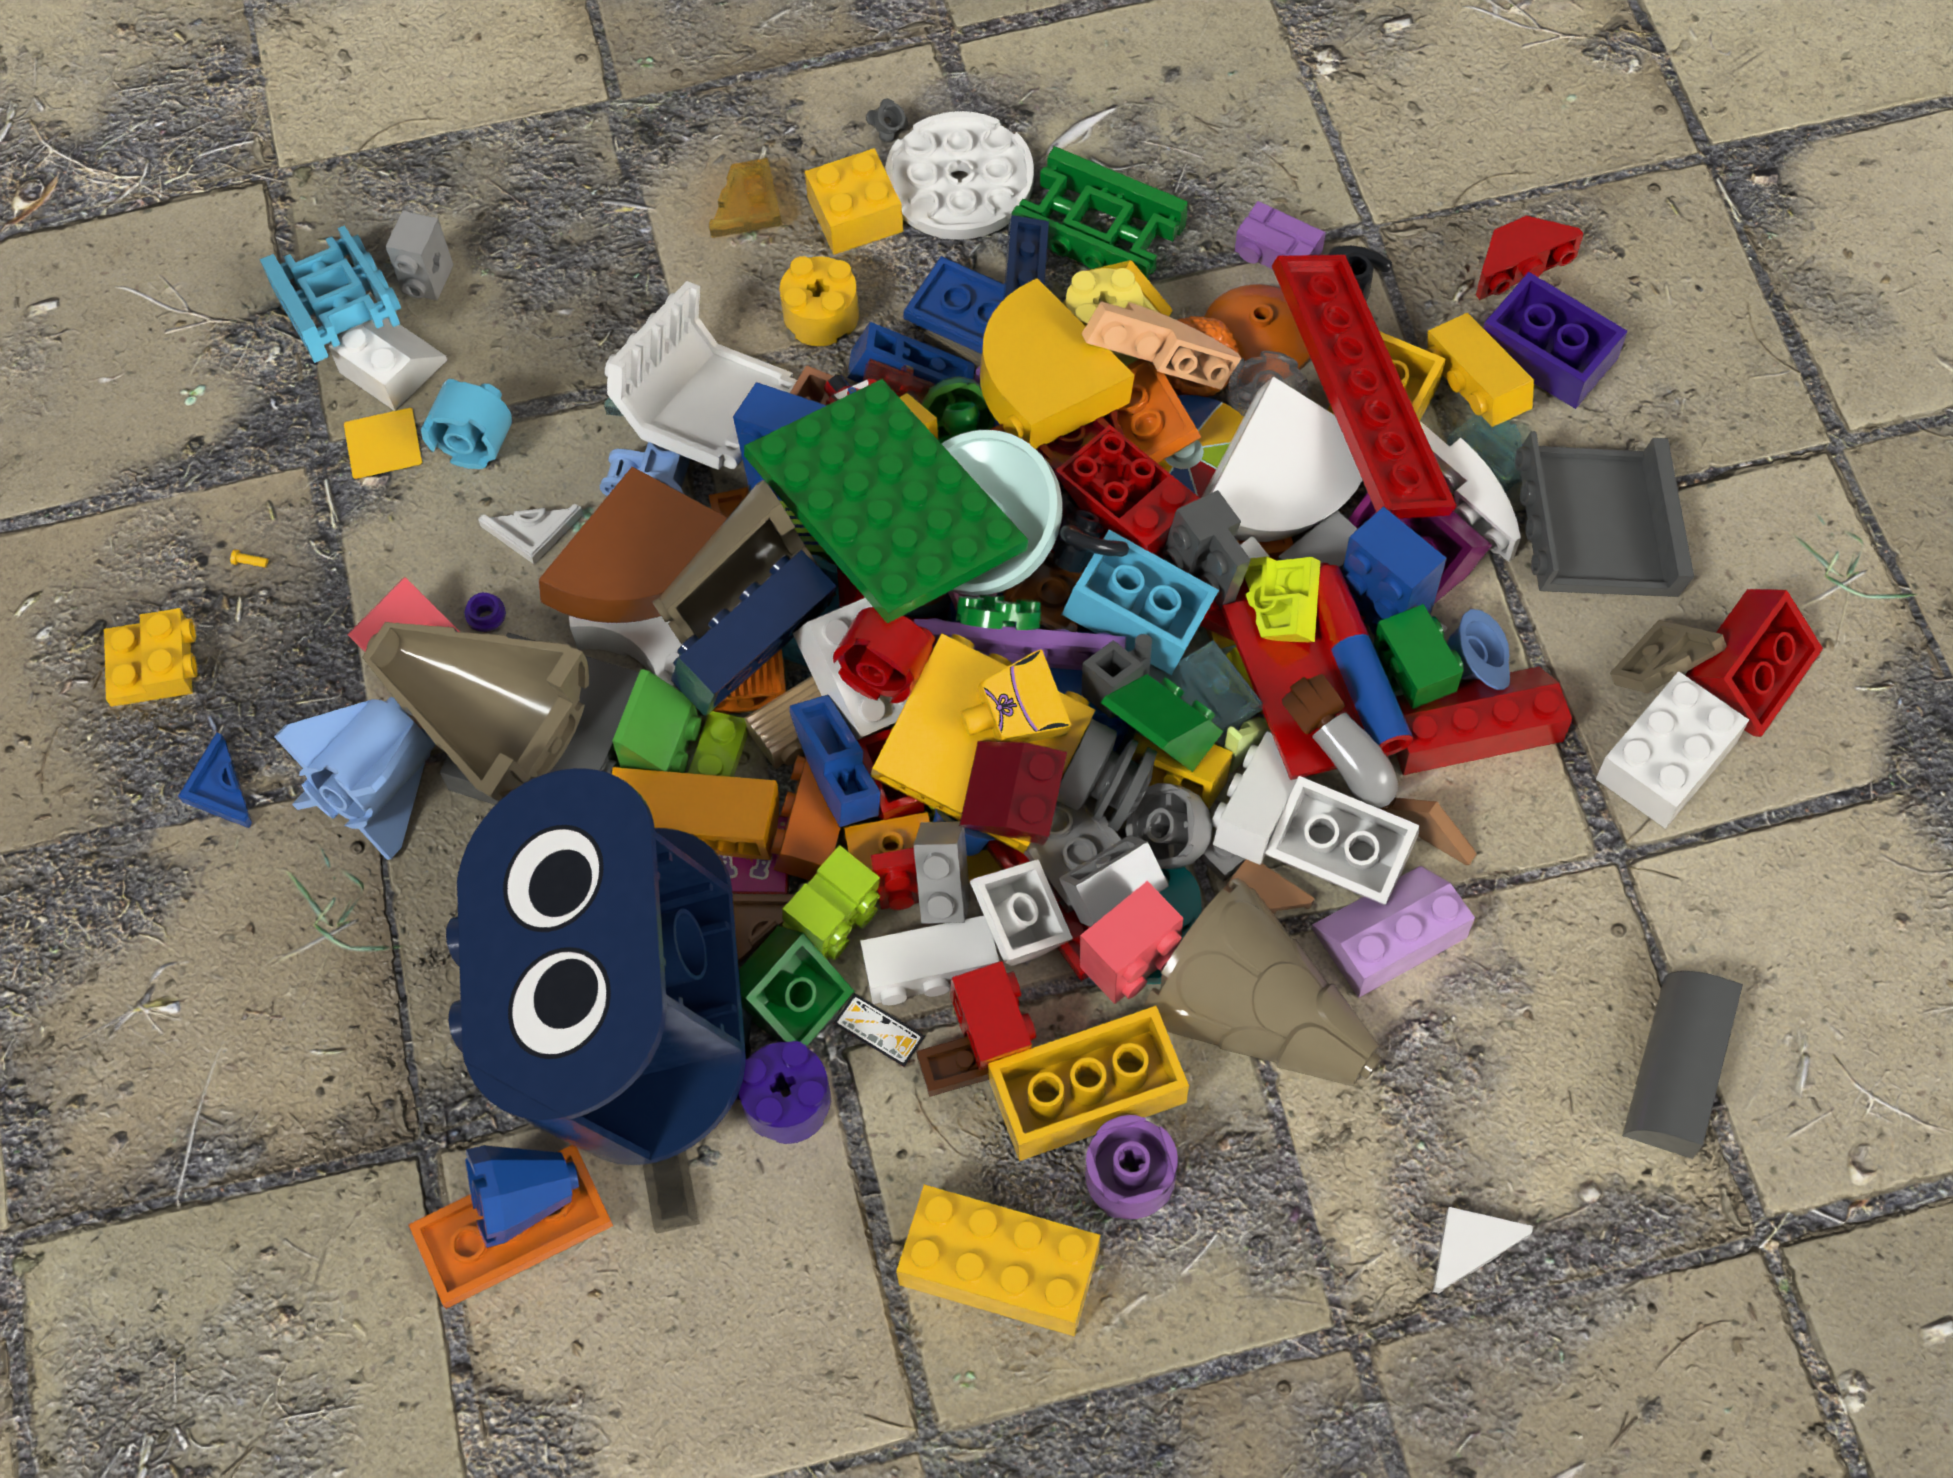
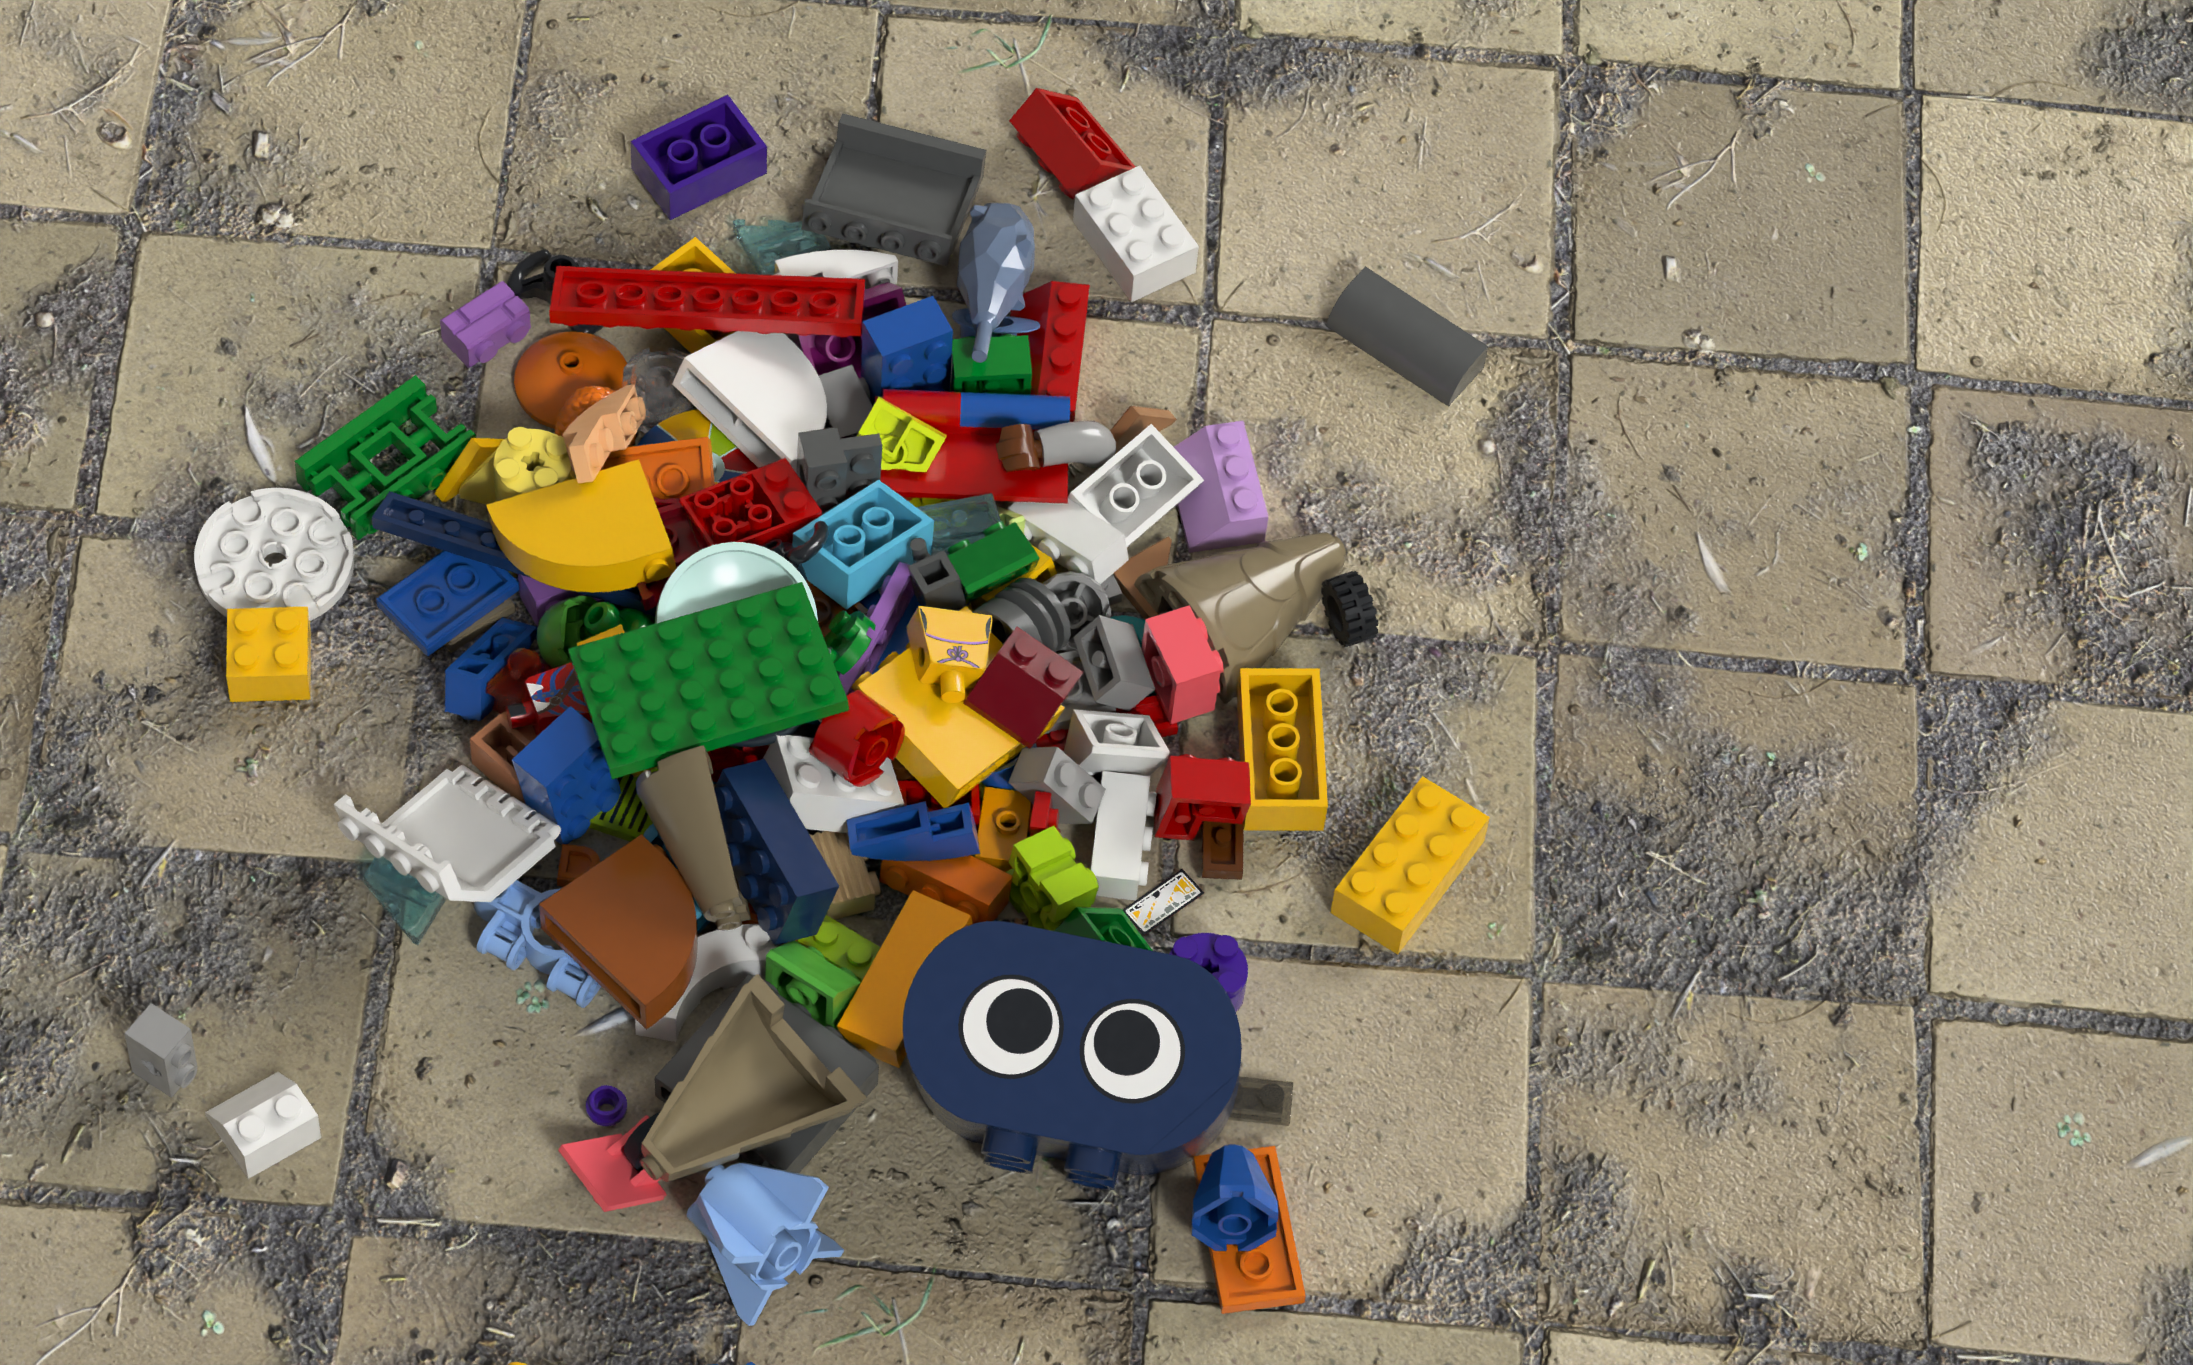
camera: 80 degrees left, 5 degrees down
(238, 557) = (440, 1317): yellow piece -> none
(337, 309) = (181, 1170): medium azure fence -> none
(382, 443) = (356, 1157): yellow sticker -> none
(467, 423) = (392, 1056): medium azure brick -> none
(532, 531) = (526, 1045): white tile -> none
(746, 200) = (214, 748): clear yellow wing -> none
(819, 300) = (377, 717): yellow brick -> none
(894, 113) = (173, 597): dark grey plate -> none
(1148, 1149) = (1366, 742): medium lavender brick -> none
(1290, 1099) = (1349, 608): none -> black tyre
(1472, 1242) = (1504, 539): white tile -> none
(1481, 370) = (713, 216): yellow brick -> none
(1526, 247) = (587, 146): red slope -> none
(1541, 624) = (994, 267): none -> sand blue piece
(1663, 653) = (1048, 201): dark tan wing -> none

